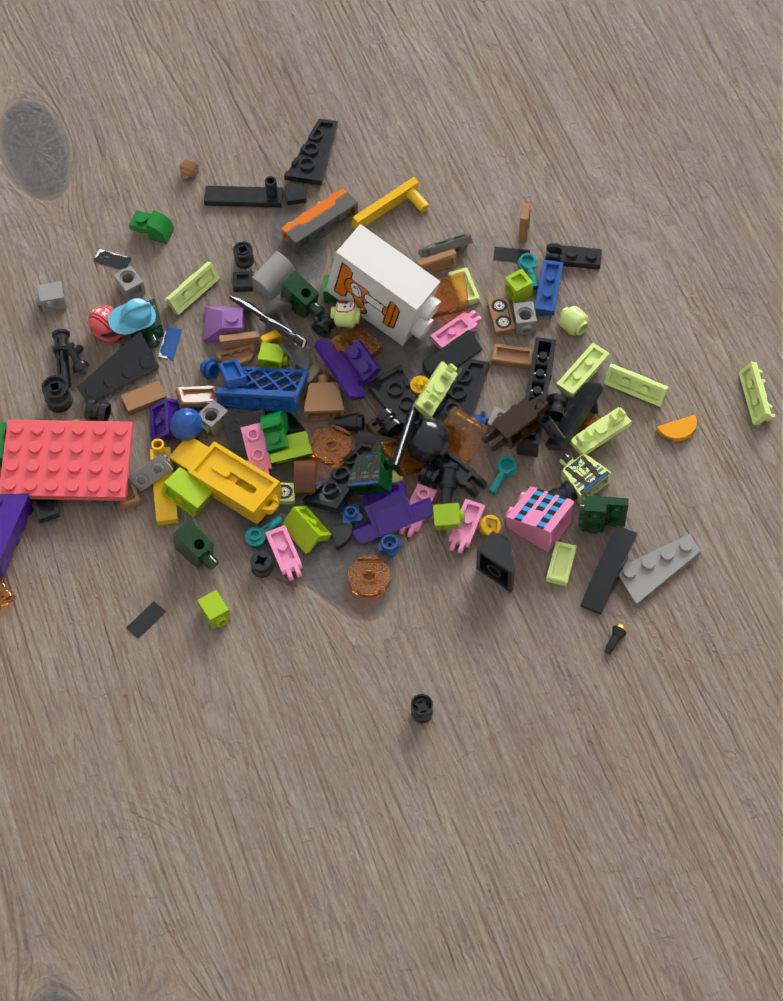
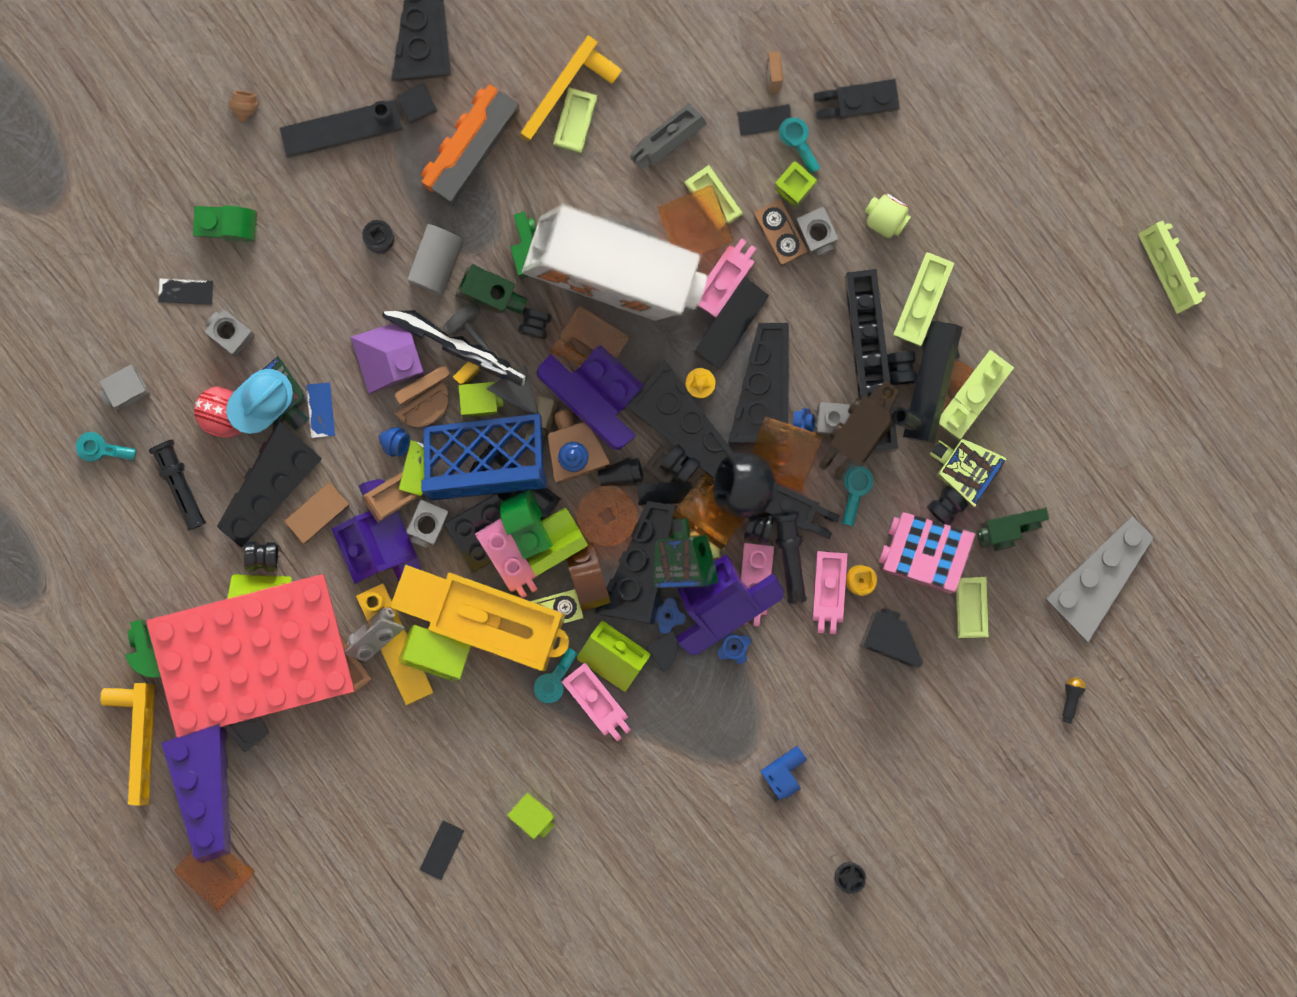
camera: 20 degrees left, 25 degrees up
(18, 326) = (92, 447): none -> teal plate
(57, 394) = (194, 549): black wheel -> none
(73, 353) = (189, 471): black piece -> none
(186, 424) = (398, 553): blue piece -> none
(192, 288) = (323, 315): yellowish green plate -> none
(195, 546) = (465, 728): dark green torso -> none
(210, 390) = (413, 469): none -> lime sticker
(232, 373) = (434, 449): blue tile -> none
(243, 281) = (391, 278): black tile -> none
(261, 569) = (574, 725): black wheel -> none
(320, 397) = (573, 456): none -> blue plate
(345, 314) = (564, 308): yellowish green head -> none
(365, 587) = (713, 719): clear orange plate -> none
(391, 225) = (575, 120): none -> yellowish green tile
(394, 631) = (779, 776): none -> blue piece
(403, 438) = (709, 490): black bar -> none
(435, 389) = (725, 389): yellowish green plate -> none
(438, 261) = (664, 172): medium nougat tile -> none
(448, 516) = (806, 594): lime brick -> none
(512, 356) = (815, 296): medium nougat tile -> none
(548, 287) = (836, 167): blue plate -> none
(608, 569) = (1040, 604): black slope -> none
(635, 385) = (1002, 299): yellowish green plate -> none
(679, 429) = (1078, 352): light orange tile -> none

